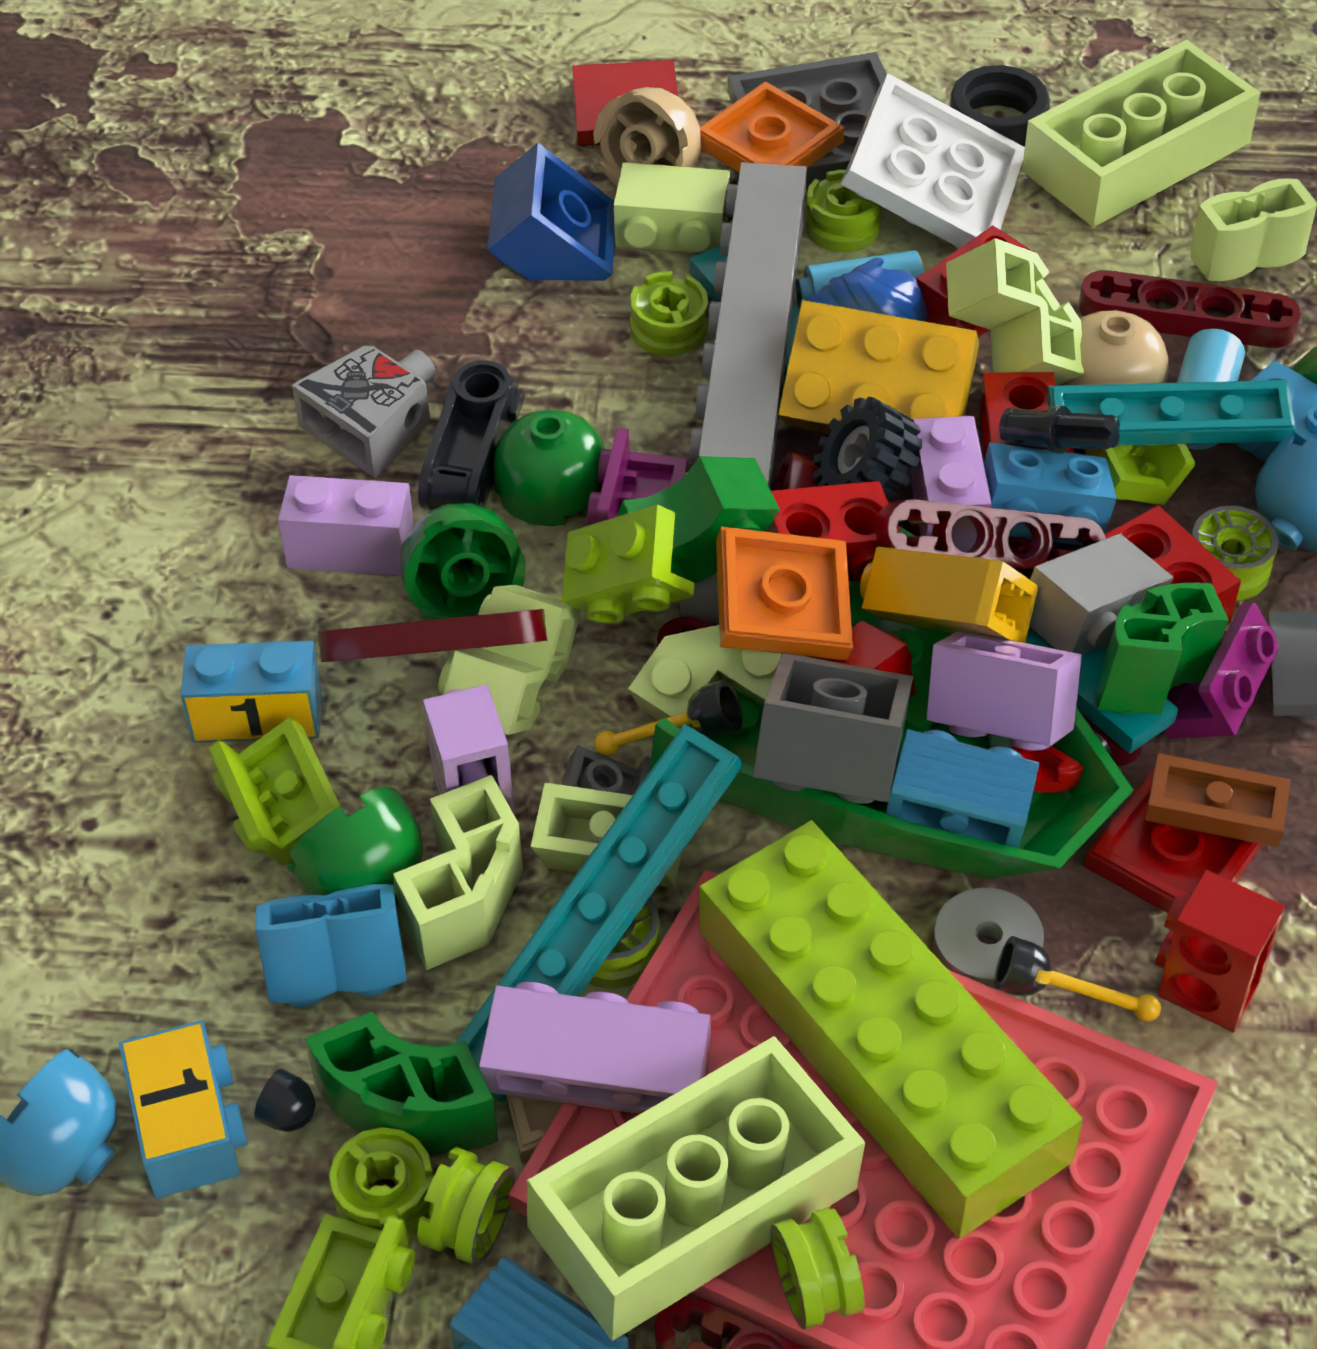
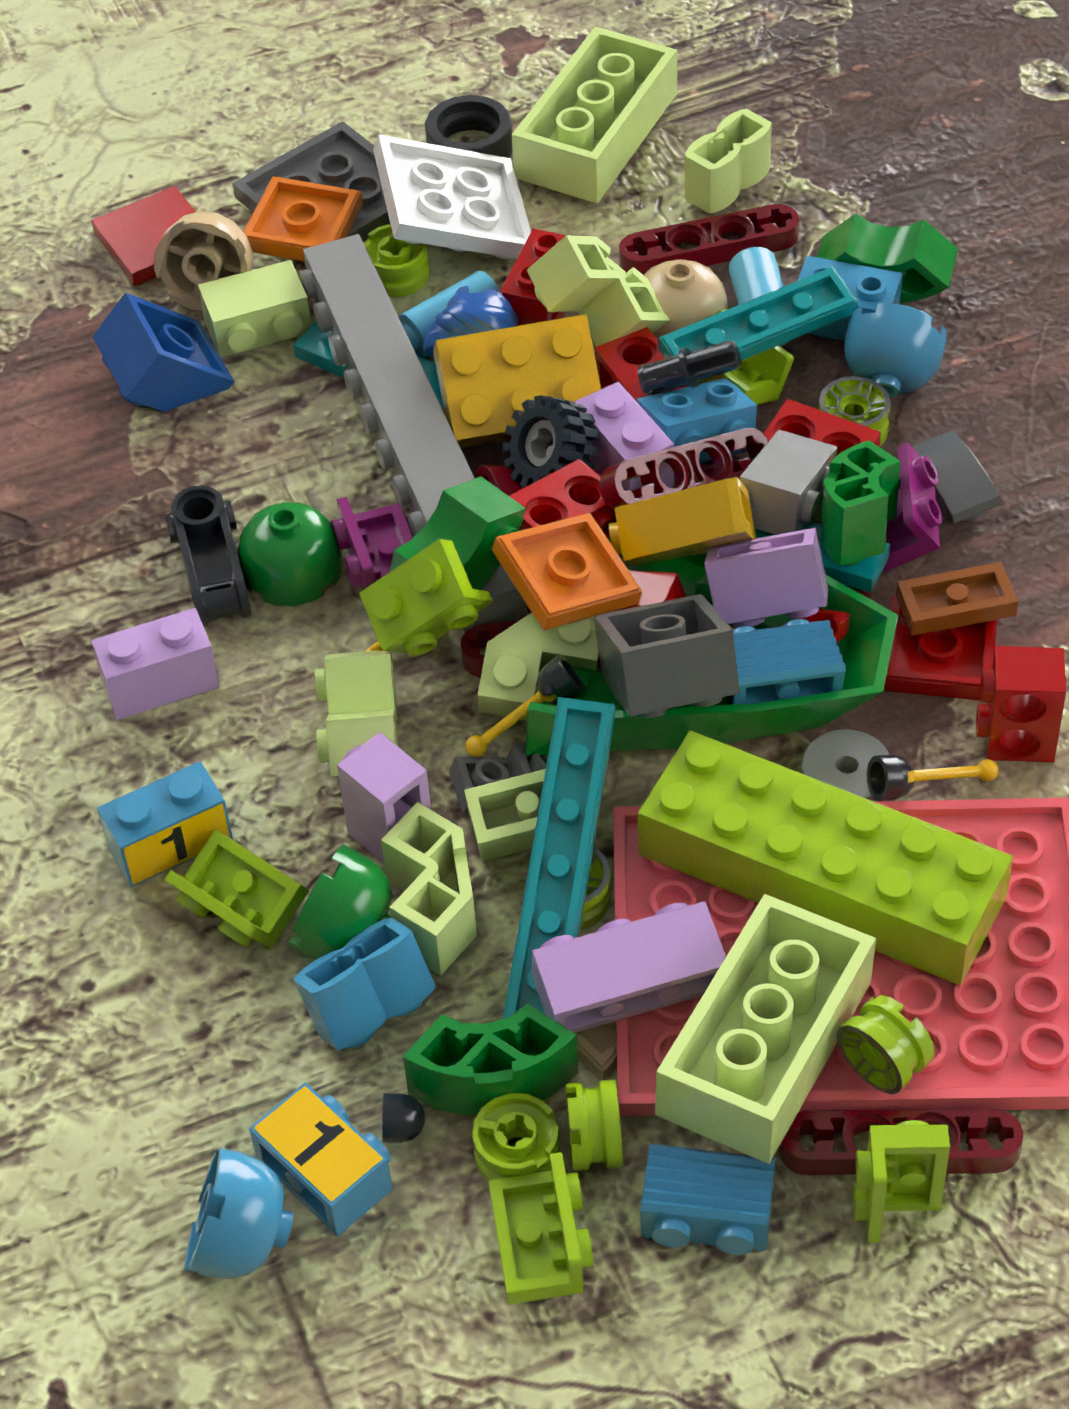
camera: 25 degrees left, 0 degrees up
(366, 405) = (103, 563): light grey torso -> none
(433, 635) = (293, 718): dark red beam -> none
(457, 559) = (273, 655): green cylinder -> none
(668, 314) = (305, 395): lime wheel -> none

